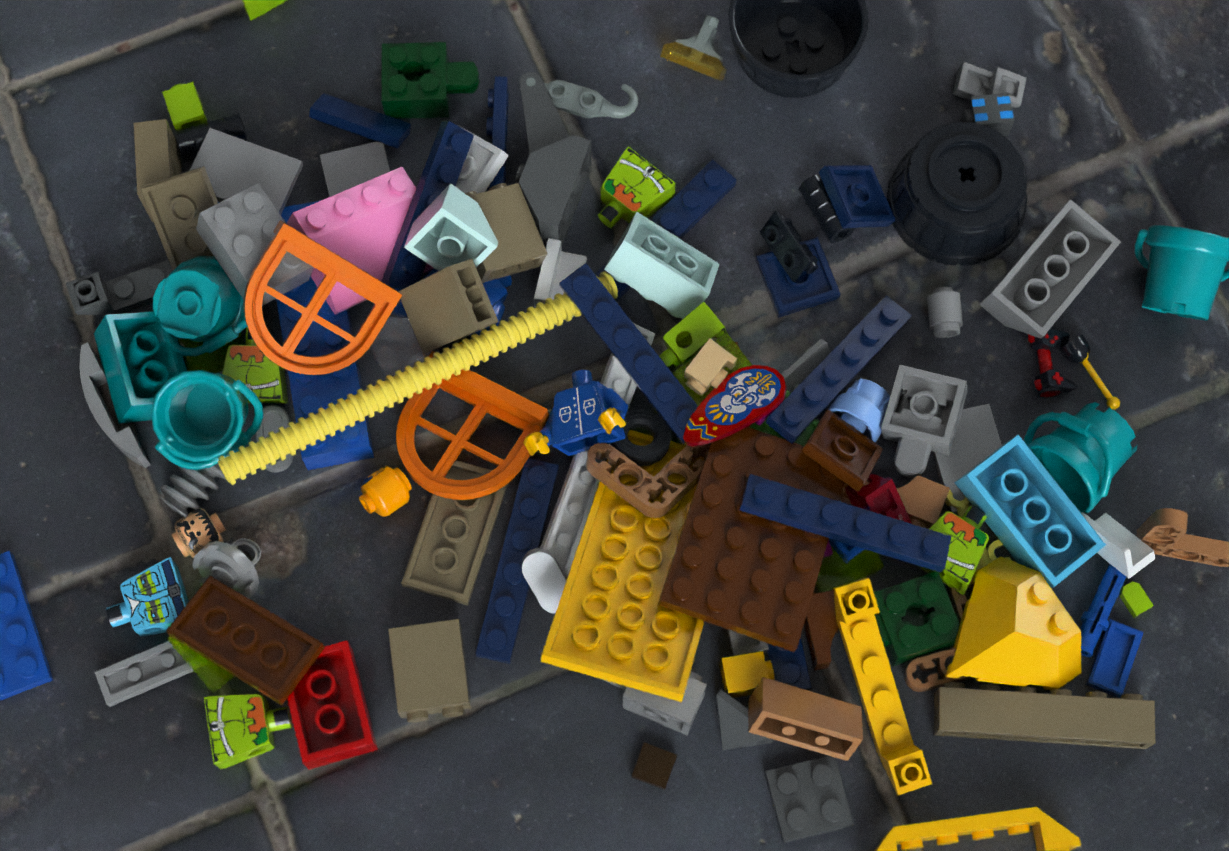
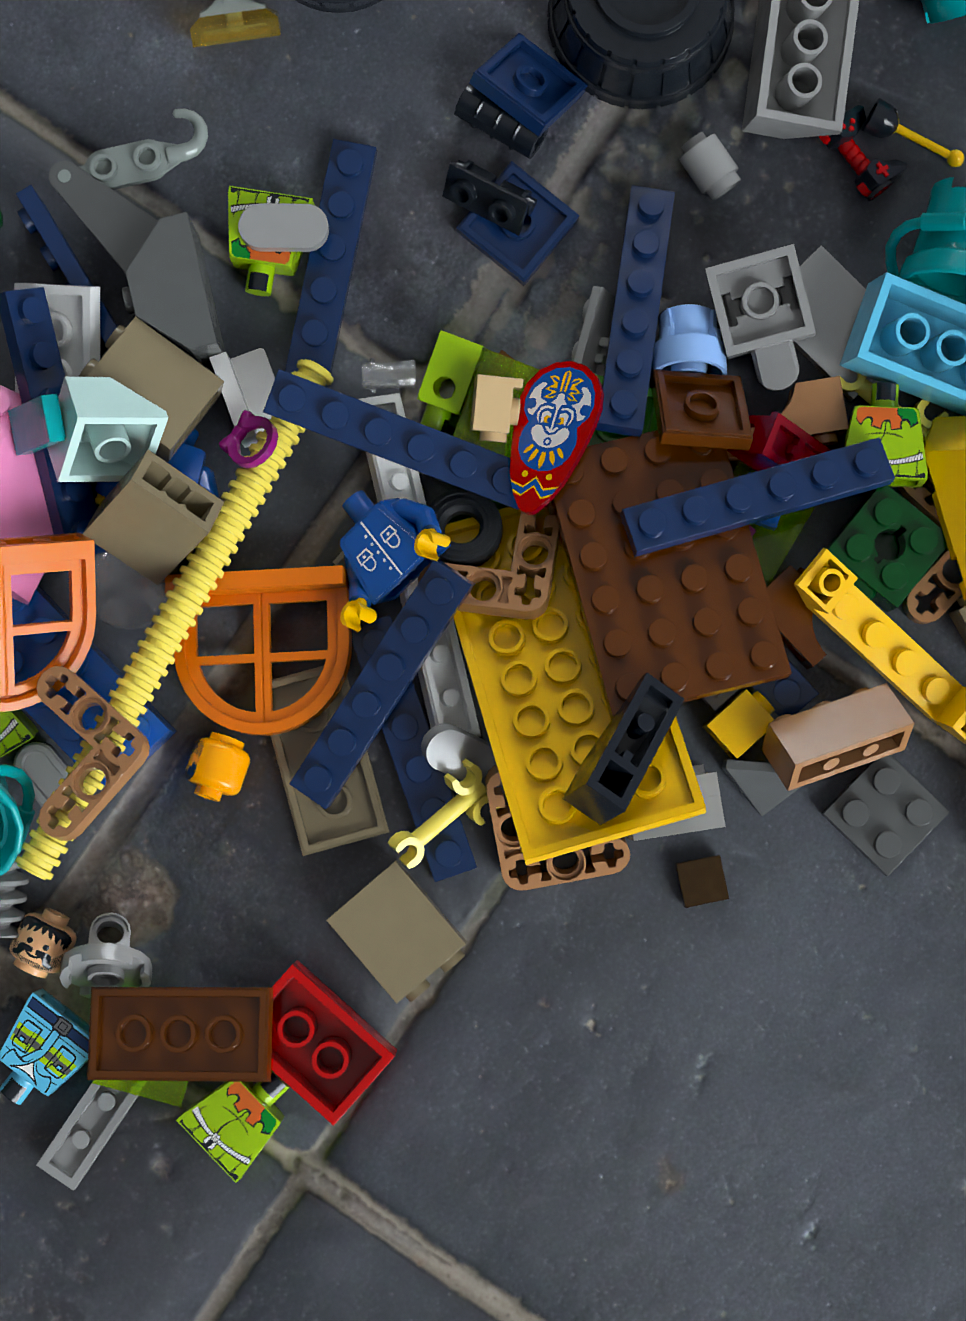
camera: 30 degrees left, 15 degrees up
(317, 425) = (102, 756): none -> medium nougat beam
(414, 205) = (37, 424): none -> tile
(523, 498) = (381, 683): none -> dark blue plate
(535, 610) = (470, 799): none -> light yellow bar
(544, 289) = (247, 423): none -> magenta piece
(550, 672) = (510, 851): none -> medium nougat beam
(646, 188) = (283, 227): none -> light grey tile
(652, 621) = (624, 751): none -> black slope
(654, 317) = (388, 375): none -> clear pin
(662, 267) = (361, 311): light aqua slope -> none

